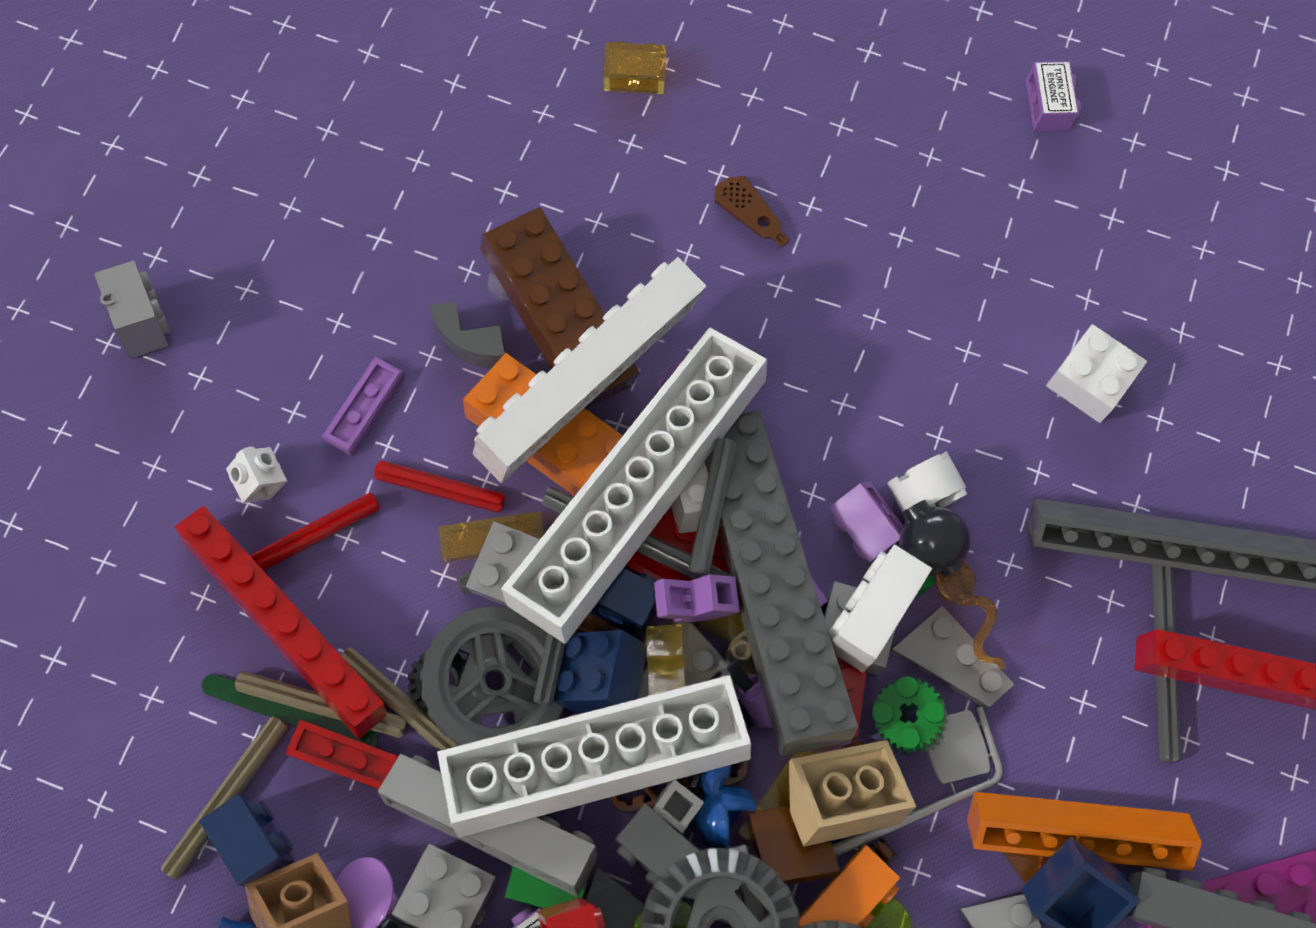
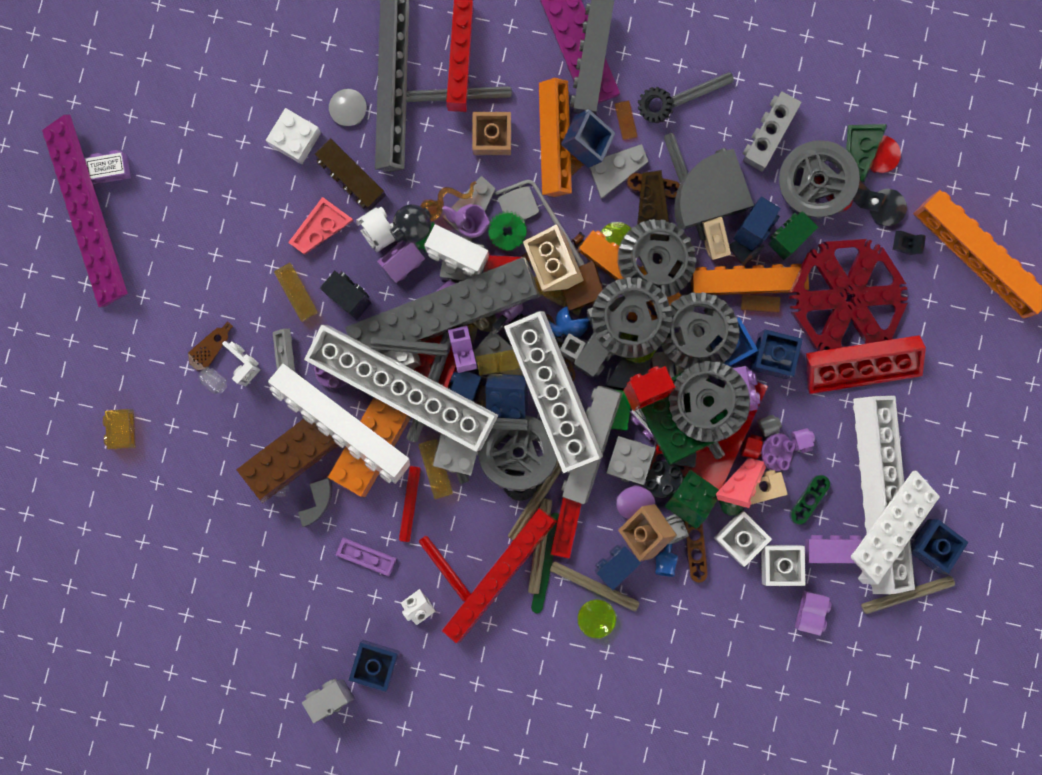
camera: 90 degrees left, 15 degrees up
(163, 792) = (596, 618): none -> clear neon green dish
(173, 390) = (374, 665): none -> dark blue brick
(694, 205) = (212, 380): none -> clear brick
(713, 257) = (249, 370): none -> white bracket
(725, 316) = (283, 348): none -> light grey plate
(815, 416) = (345, 294): none -> black brick
(828, 347) = (296, 292): none -> clear yellow plate
(934, 647) = (469, 219): none -> medium lavender hair
(938, 397) = (319, 226): none -> coral wing
(983, 55) = (84, 211): none -> magenta plate
(1026, 456) = (353, 177): none -> dark brown brick
(1093, 711) = (491, 133): none -> medium nougat brick
(1144, 469) = (347, 107): none -> light grey dish

